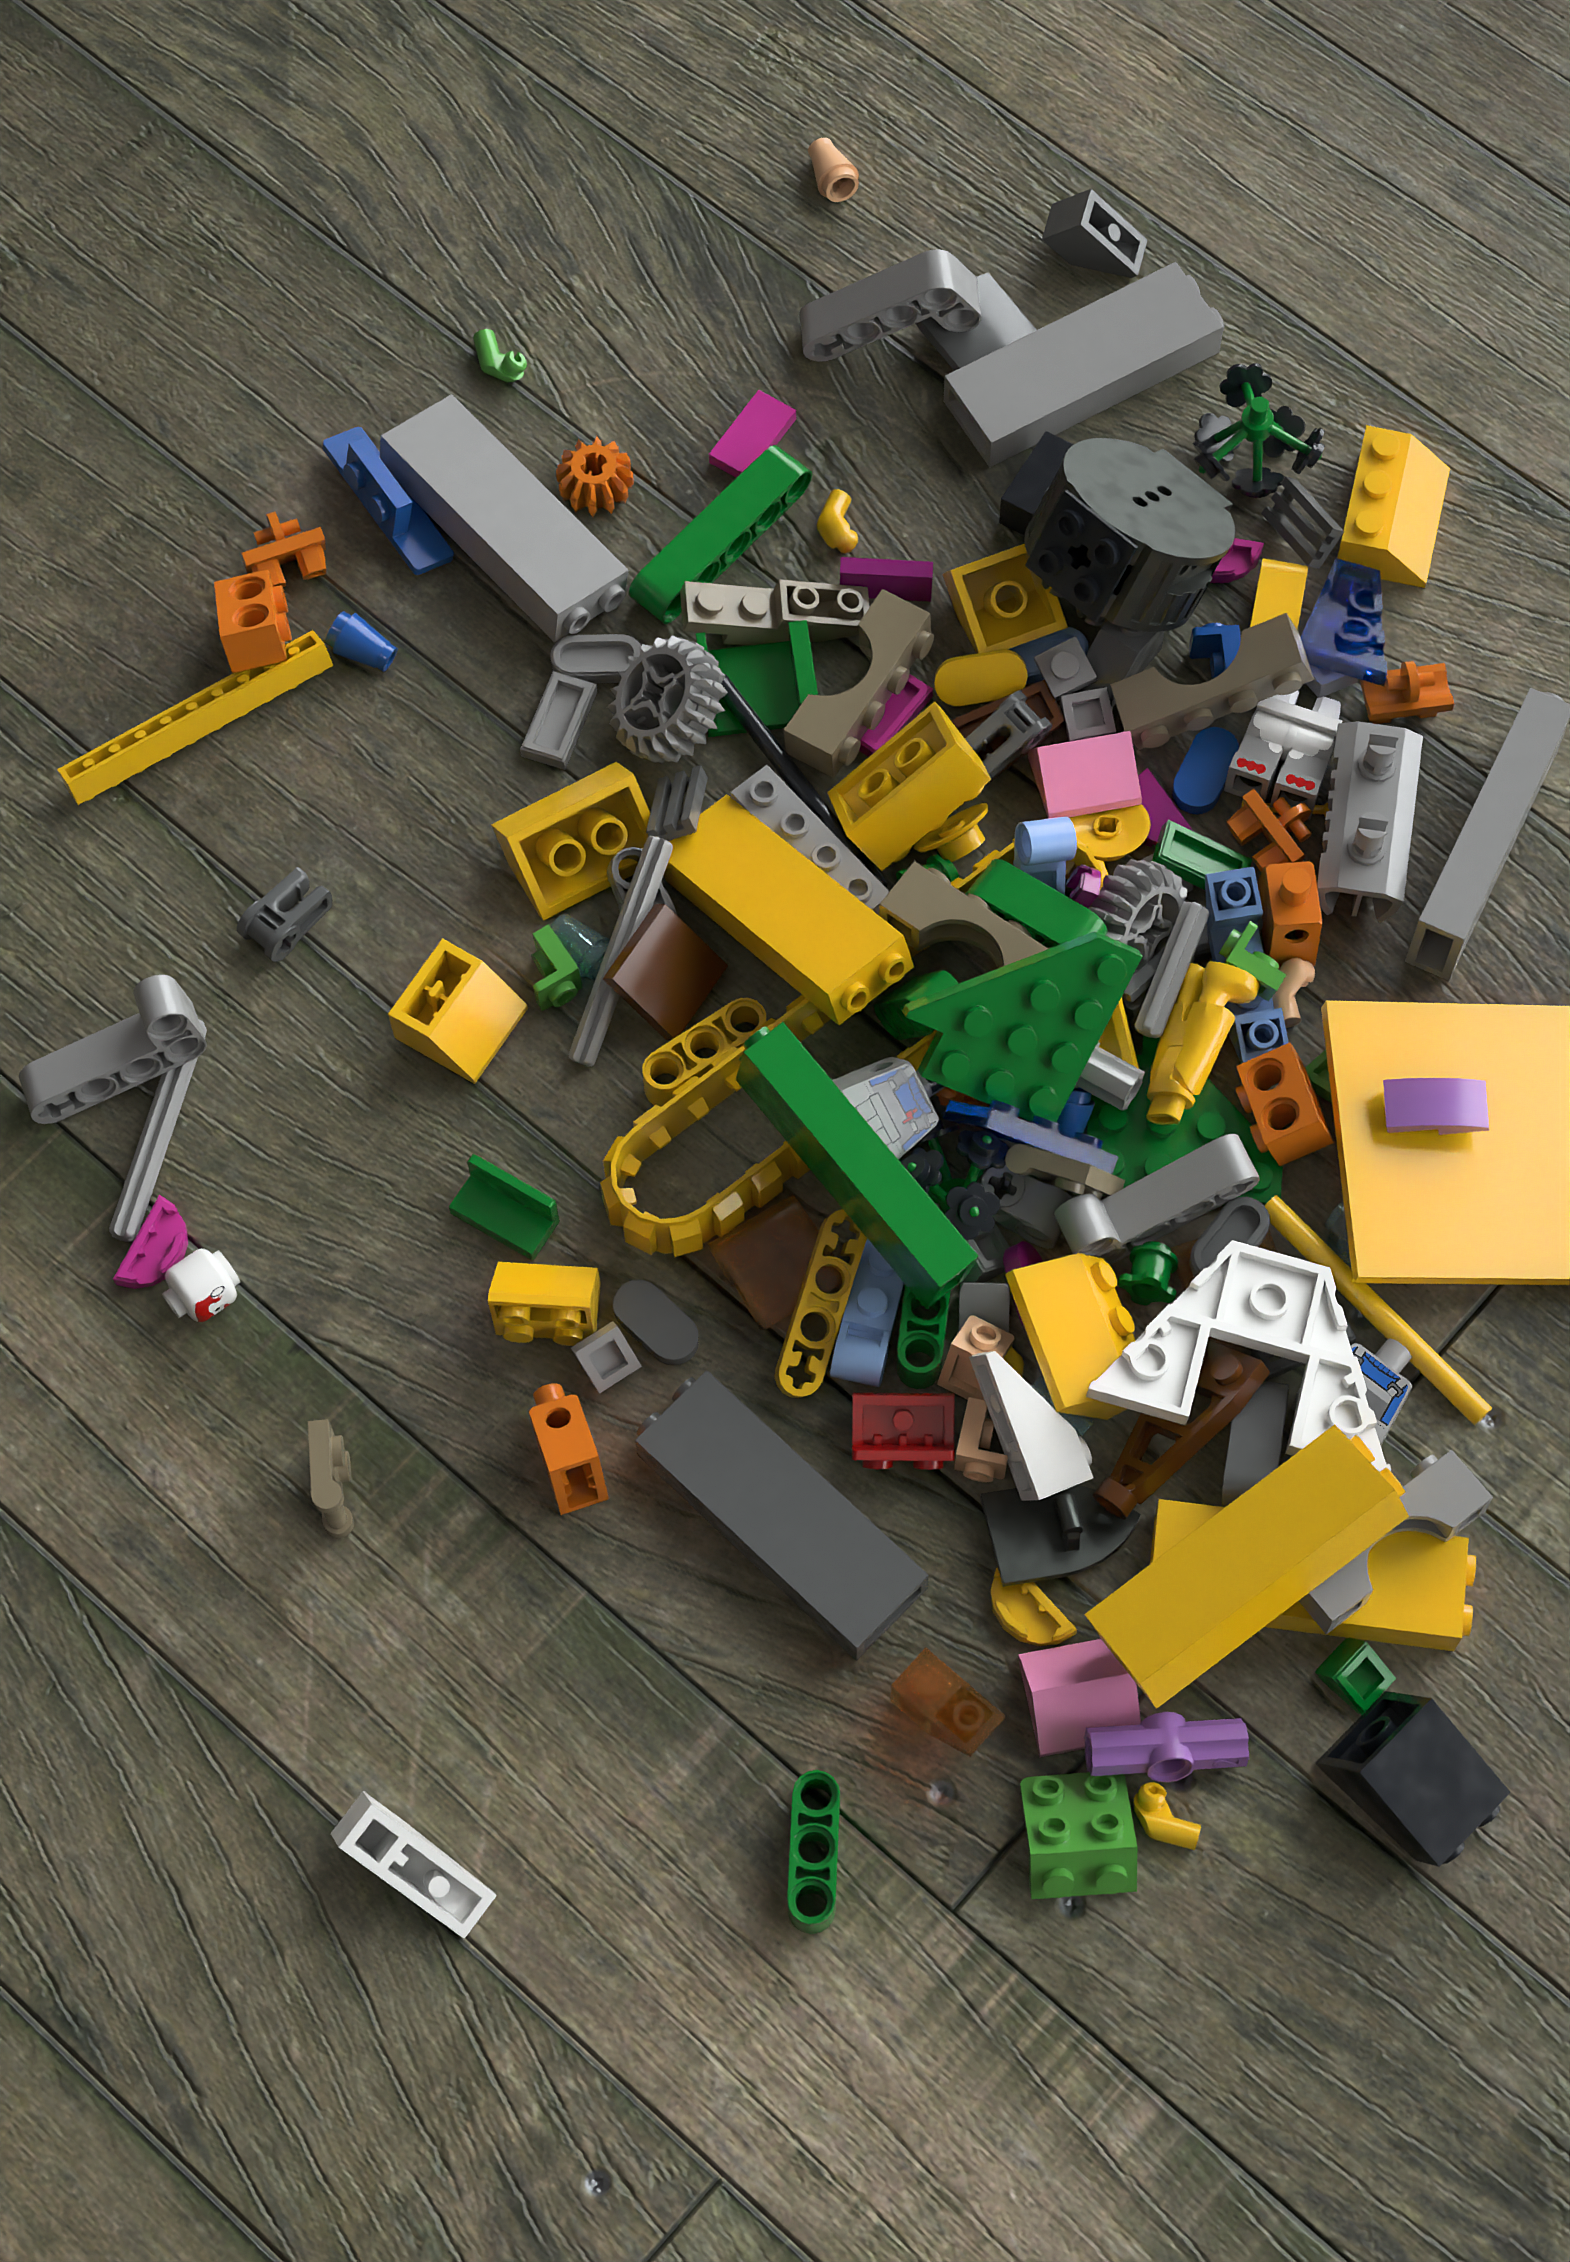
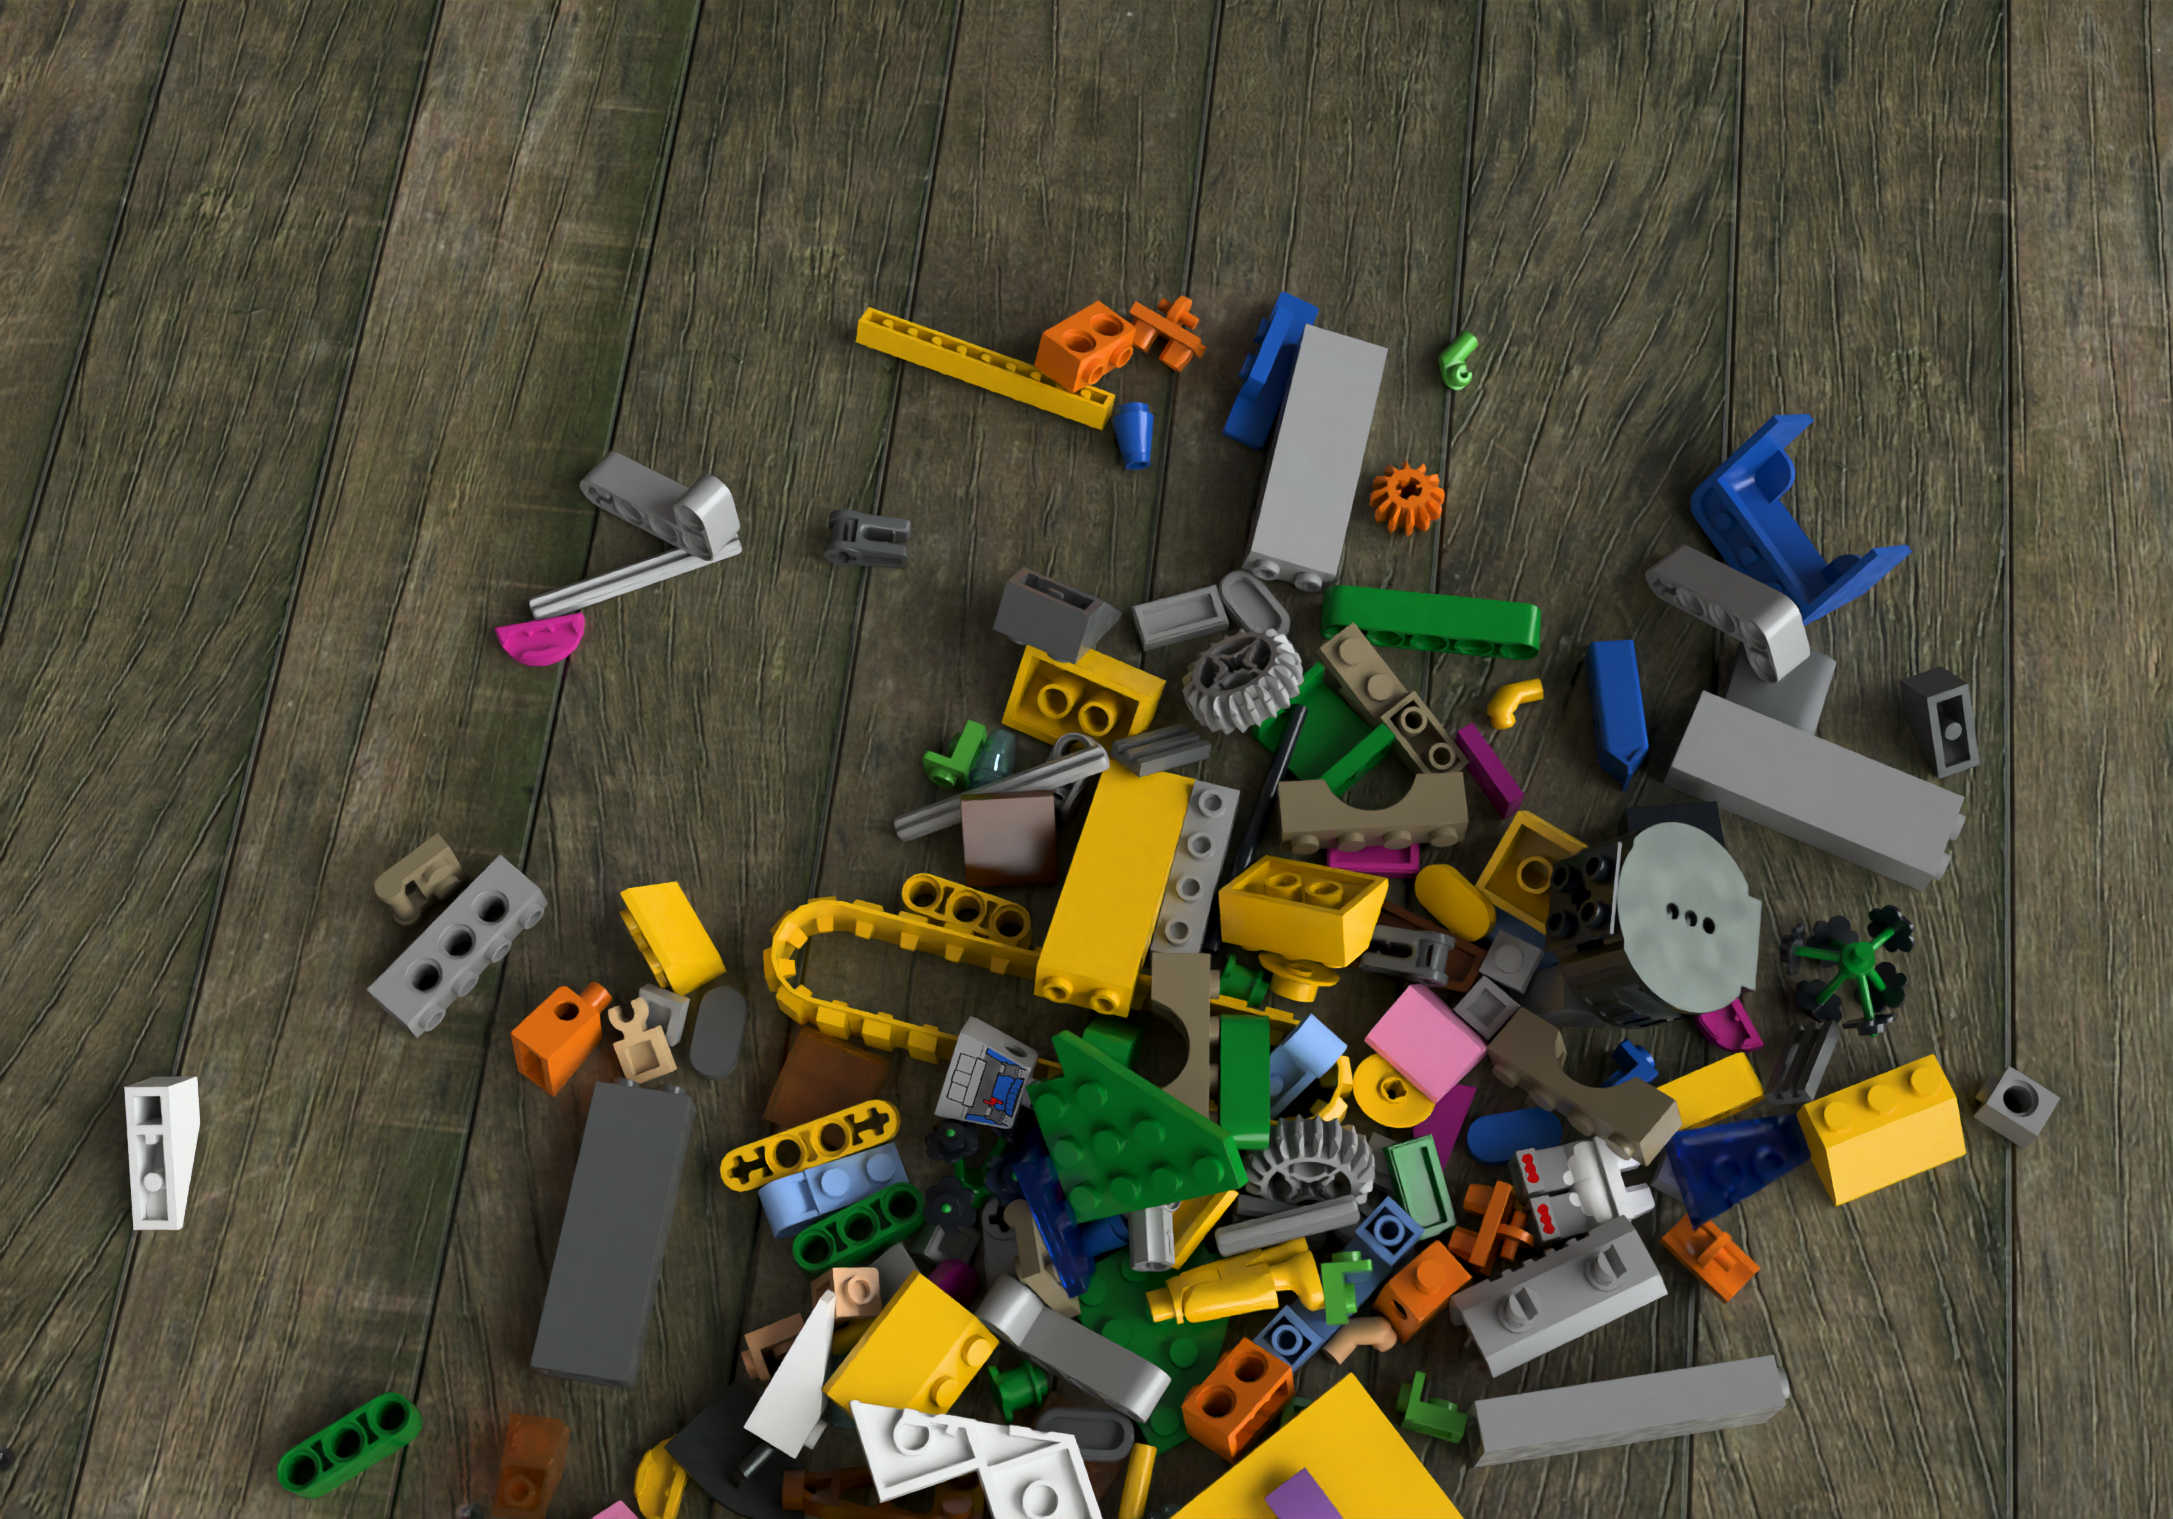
camera: 55 degrees right, 0 degrees up
(201, 1285) = (525, 689): white head -> none
(383, 1417) = (463, 921): none -> light grey brick
(456, 1011) = (868, 712): yellow slope -> none
(499, 798) = (1052, 616): none -> dark grey slope
(505, 1208) = (734, 860): green panel -> none
(628, 1390) = (643, 1051): none -> tan plate
(753, 431) = (1545, 586): dark pink tile -> none
(833, 171) = (1830, 484): light nougat cone -> none
(840, 252) = (1762, 540): none -> blue windscreen
(854, 1164) = (910, 1085): green brick -> none
(903, 1429) = (746, 1280): red bracket -> none
(906, 451) = (1617, 708): none -> blue piece
(1085, 885) = (1294, 1104): magenta tile -> none
(1391, 978) = (1435, 1418): none -> bright green bracket
(1448, 392) = (2035, 1104): none -> light grey brick

